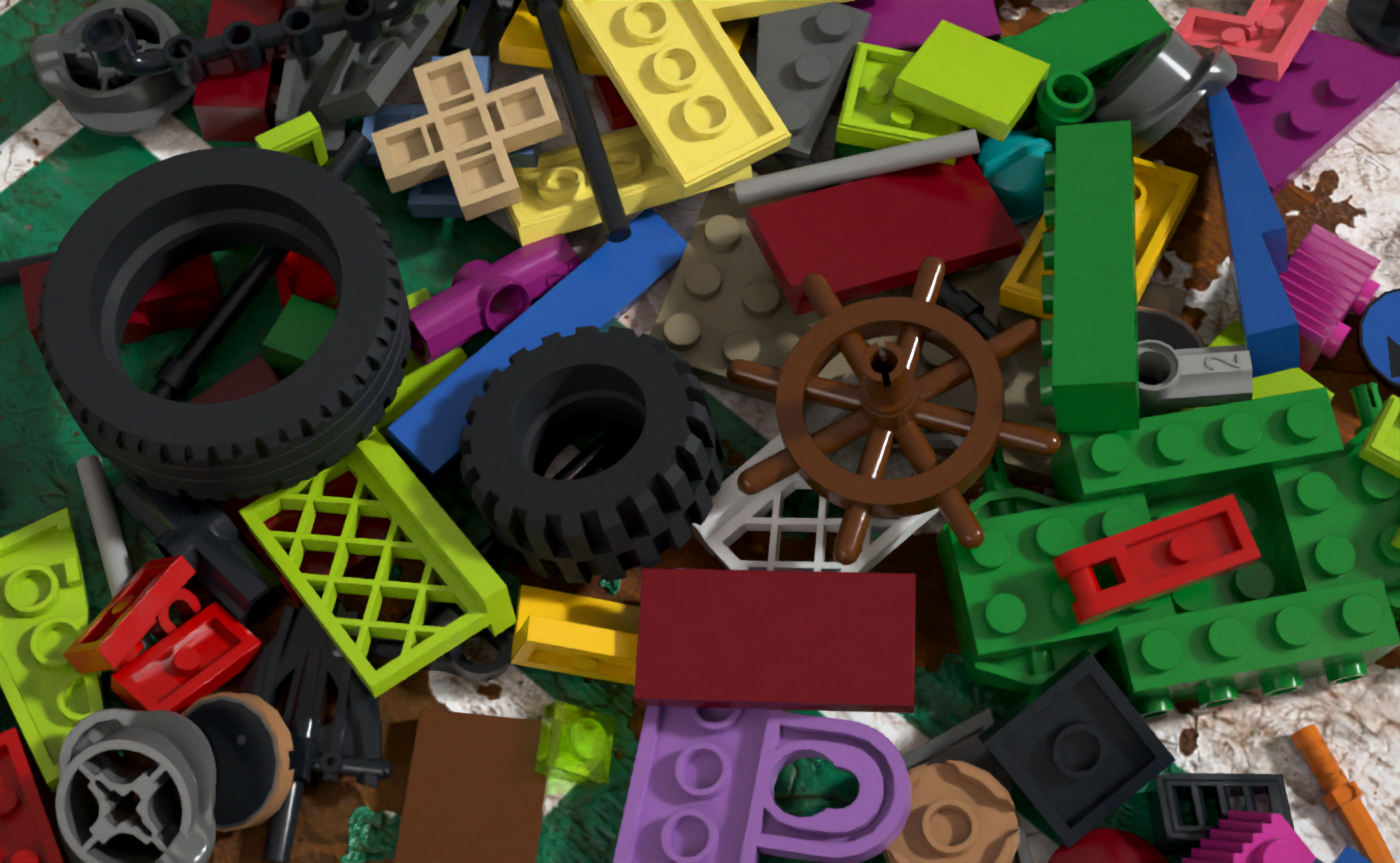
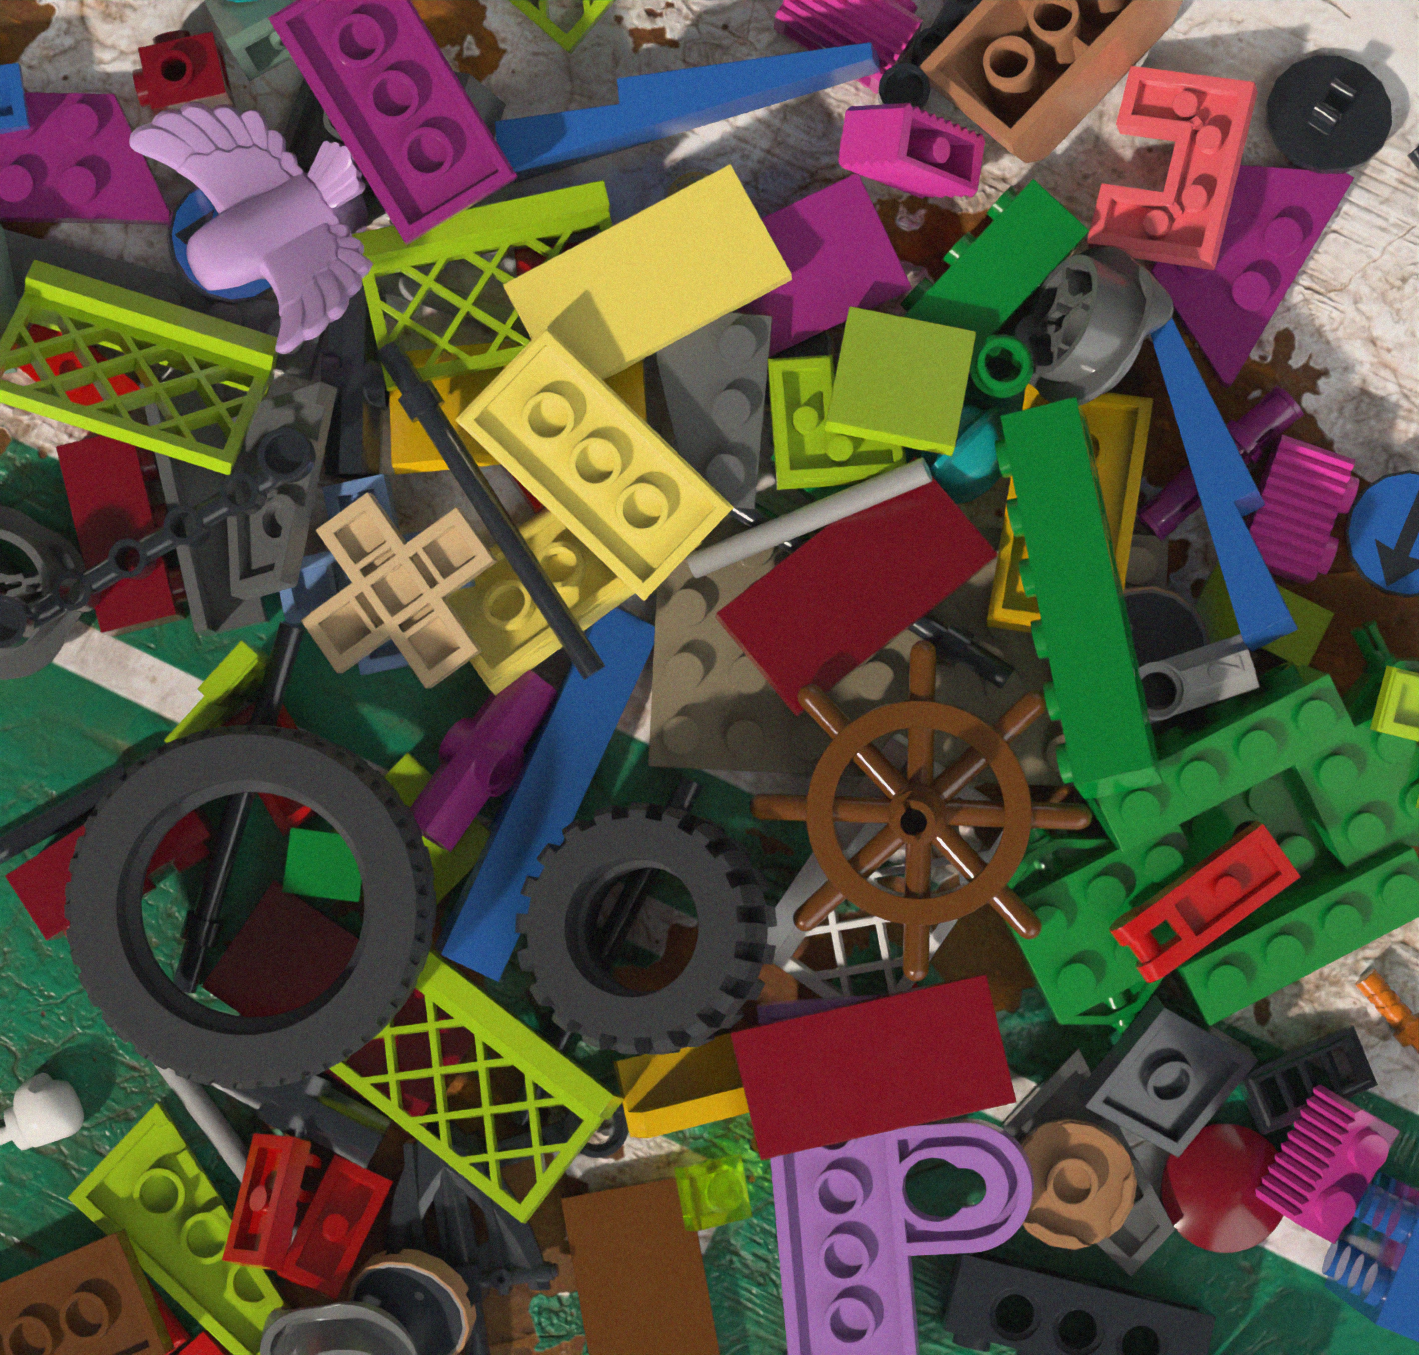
camera: 15 degrees left, 25 degrees up
(1198, 269) = (1251, 435): none -> magenta pin

